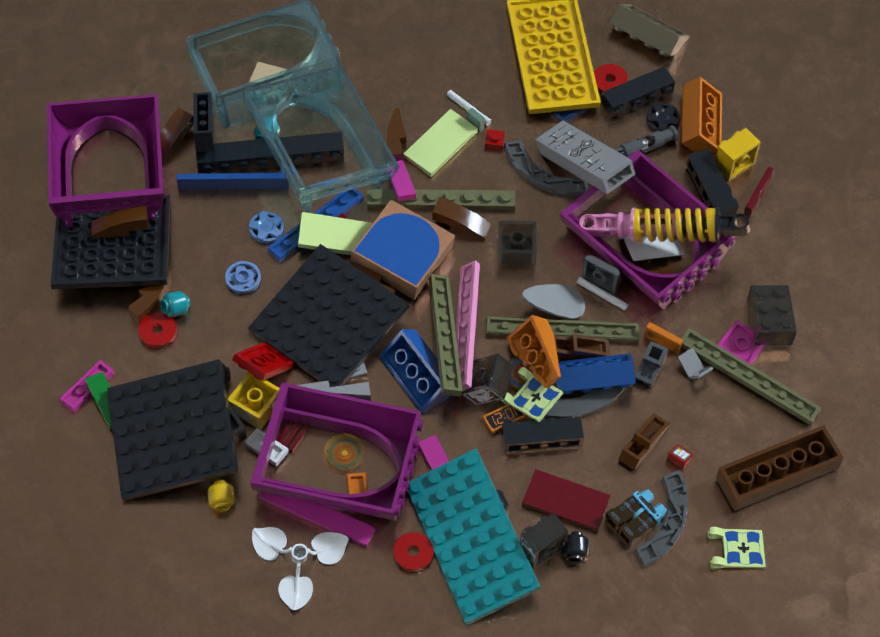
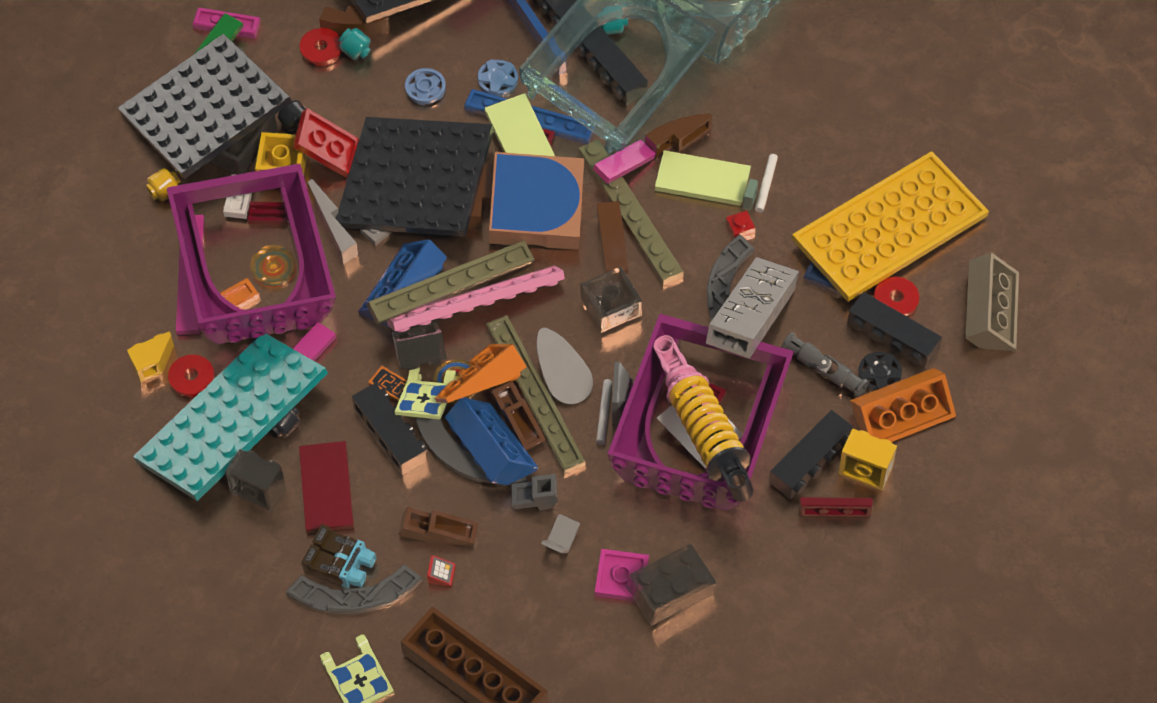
camera: 65 degrees right, 0 degrees up
(298, 590) = (136, 249): white plant -> none
(382, 571) = (151, 356): none -> yellow slope
(575, 547) = (271, 517): black head -> none
(663, 338) = (578, 491): orange tile -> none
(751, 377) = (581, 599): olive plate -> none

